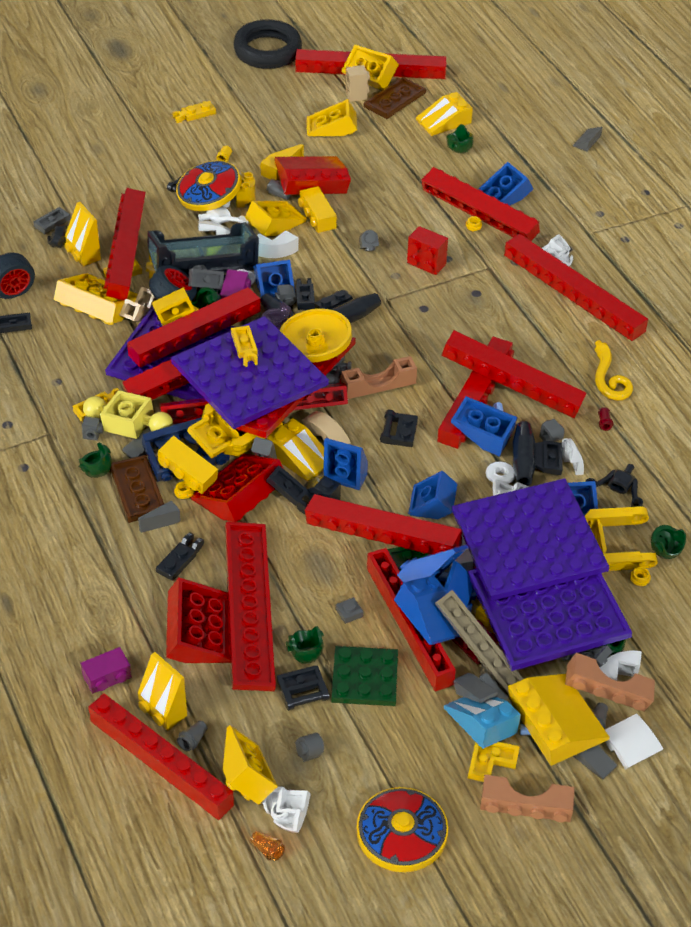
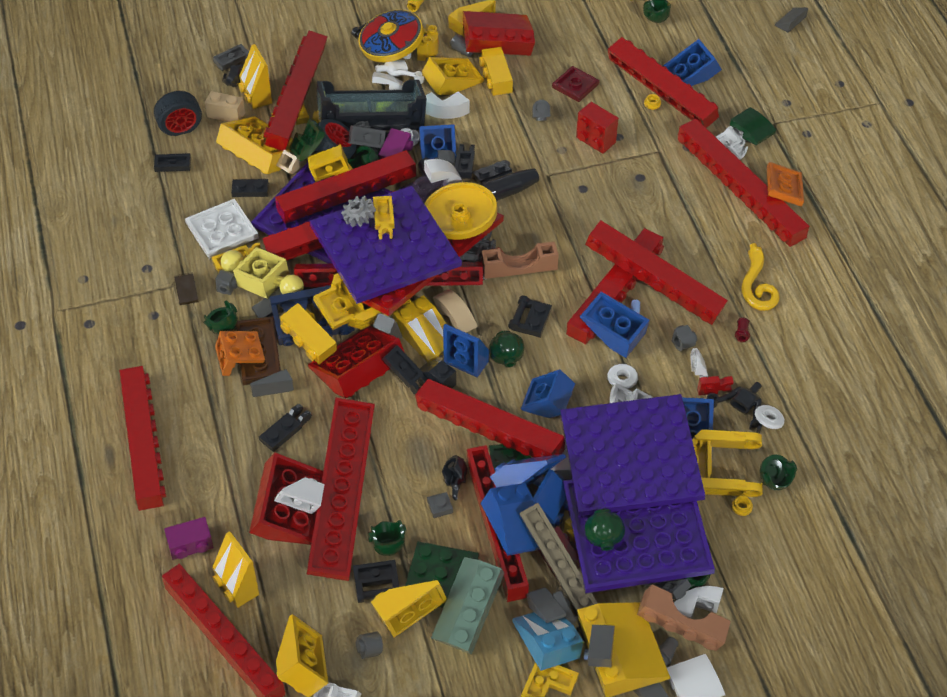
camera: 10 degrees right, 5 degrees up
(37, 582) = (141, 438): none -> red brick
(52, 438) = (186, 288): none -> dark brown slope
(55, 266) = (224, 107): none -> tan brick
(76, 379) = (221, 228): none -> white plate
(96, 339) = (250, 187): none -> black plate
(115, 487) = (238, 347): none -> orange bracket
(150, 287) = (305, 144): none -> dark green slope
(183, 490) = (301, 359): yellow plate -> none
(191, 736) = (258, 617): dark grey cone -> none
(215, 614) = (302, 495): none -> white slope
(220, 342) = (358, 211): none -> light grey gear
(288, 300) = (441, 170): none -> white brick
(340, 703) = (407, 604): none -> yellow slope
(358, 577) = (455, 473): none -> black piece
(383, 459) = (506, 348): none -> dark green plant
(396, 214) = (575, 83): none -> dark red tile
(399, 696) = (468, 604): none -> sand green slope
(520, 608) = (604, 529): none -> dark green plant
(531, 455) = (656, 360): black plate -> none
(540, 714) = (601, 646): none -> dark grey slope
(575, 235) = (754, 125): none -> dark green slope
(590, 470) = (714, 385): none -> red plate
(616, 284) = (785, 184): none -> orange tile
(648, 494) = (765, 412): none -> white piece

